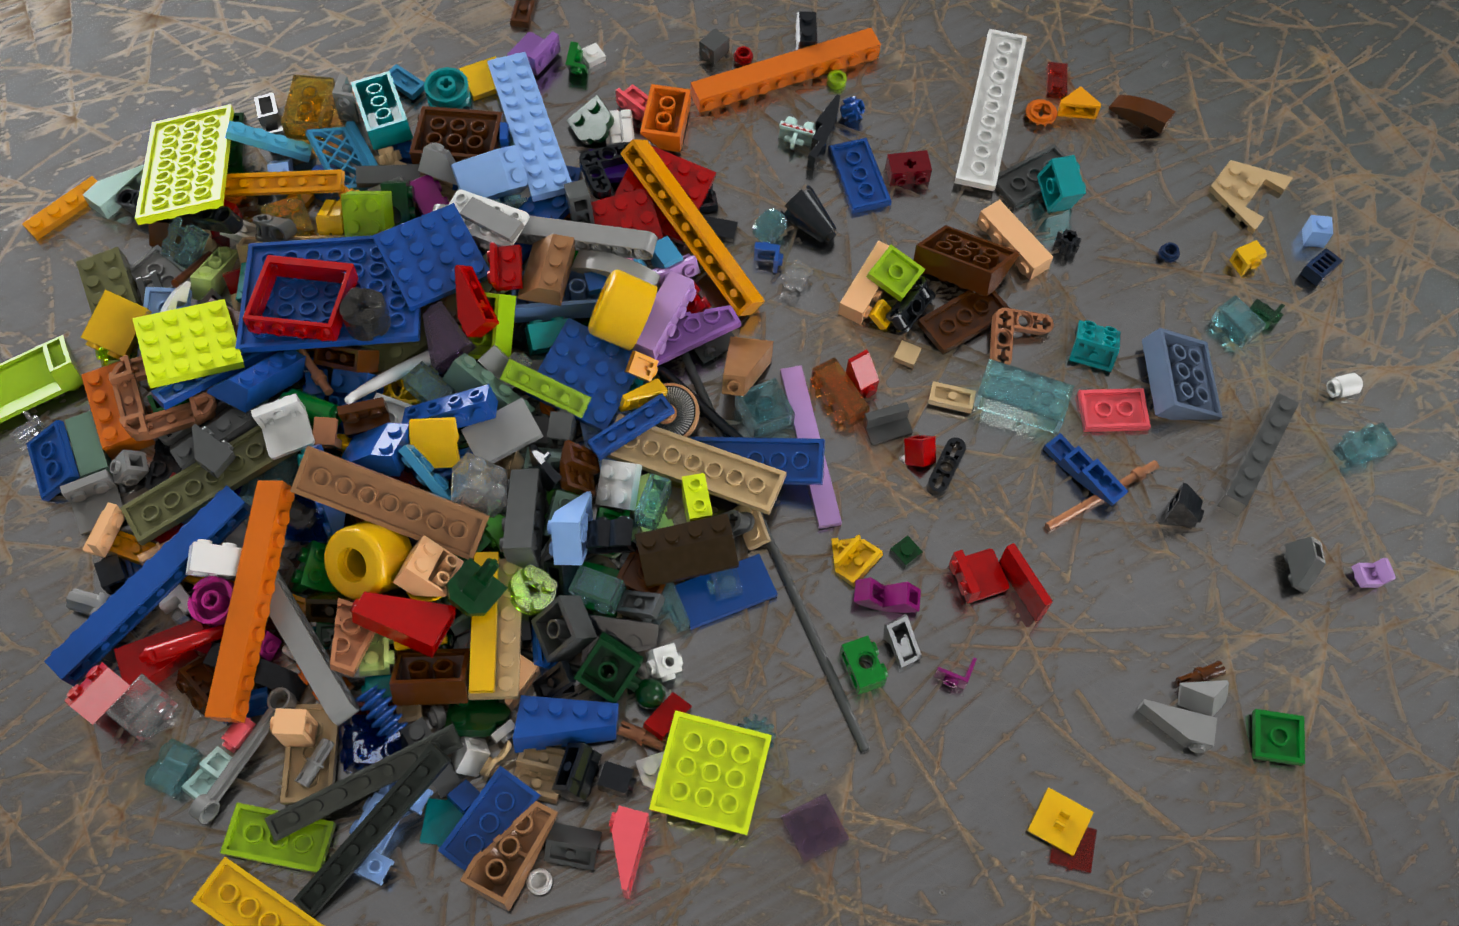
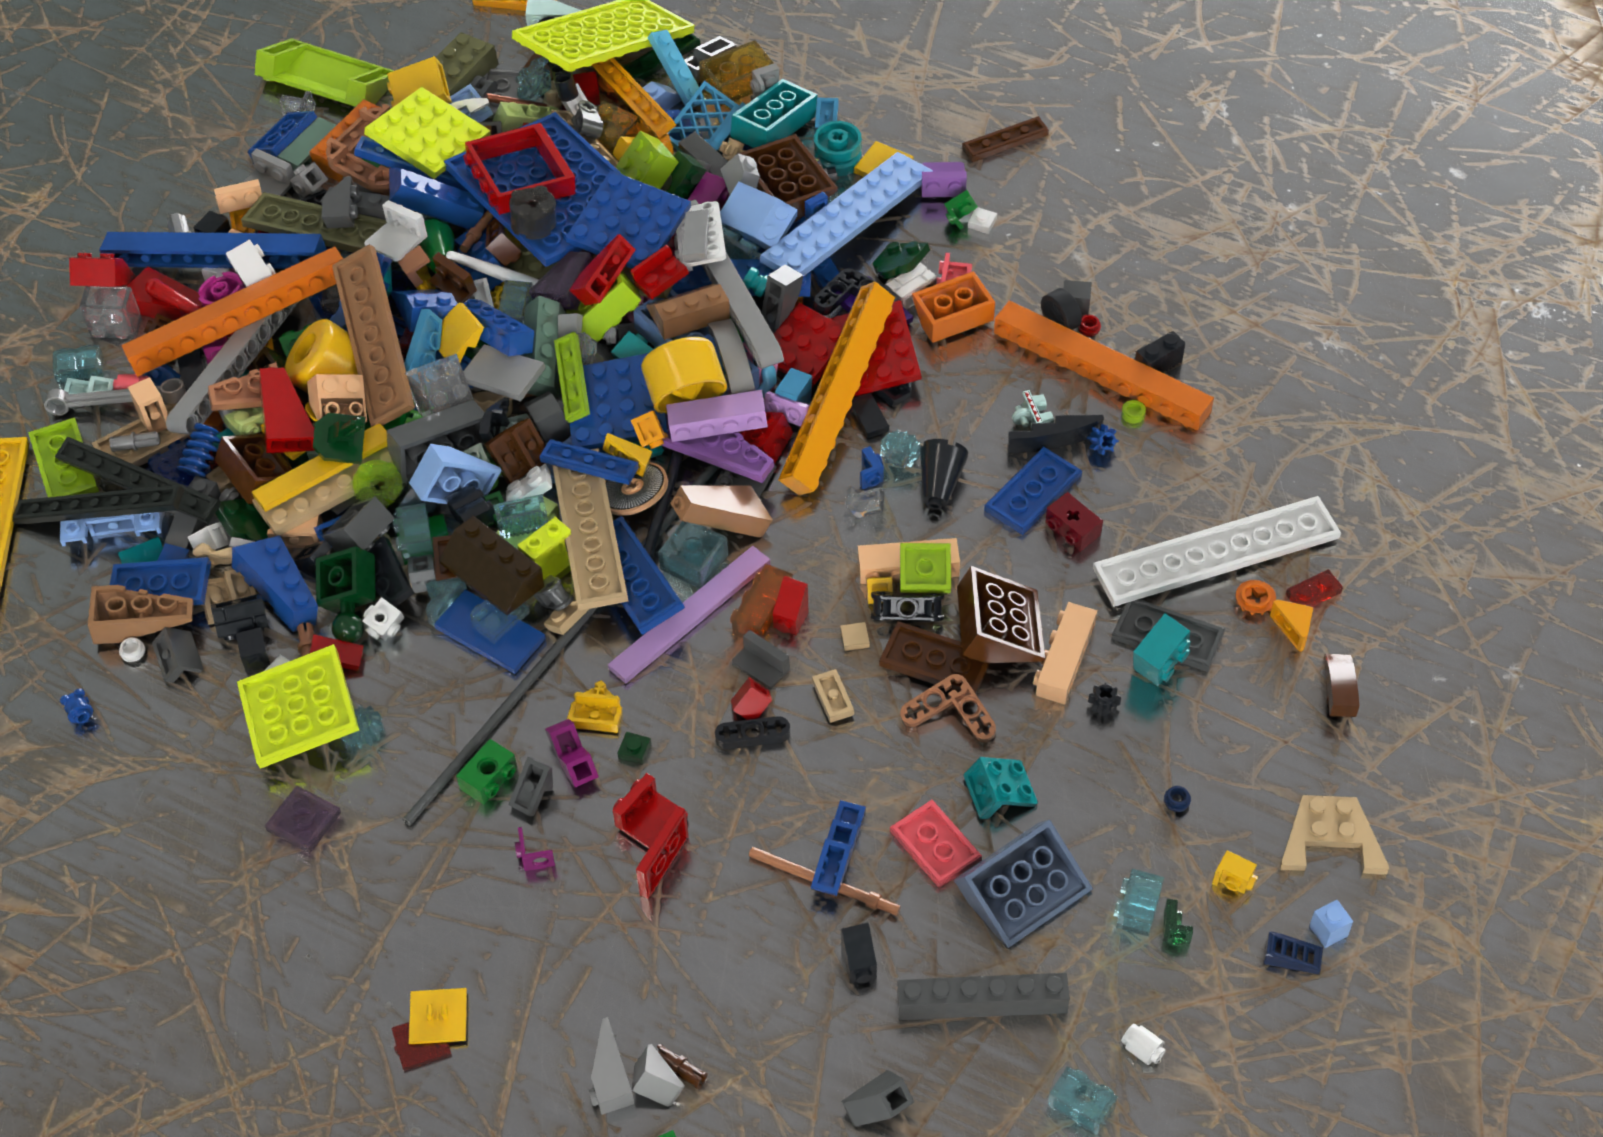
camera: 60 degrees right, 10 degrees down
(560, 211) = (756, 282): none -> teal wheel
(629, 834) = (190, 687): coral slope -> none
(723, 50) = (1061, 308): none -> black tyre
(1023, 396) = (880, 752): clear light blue brick -> none

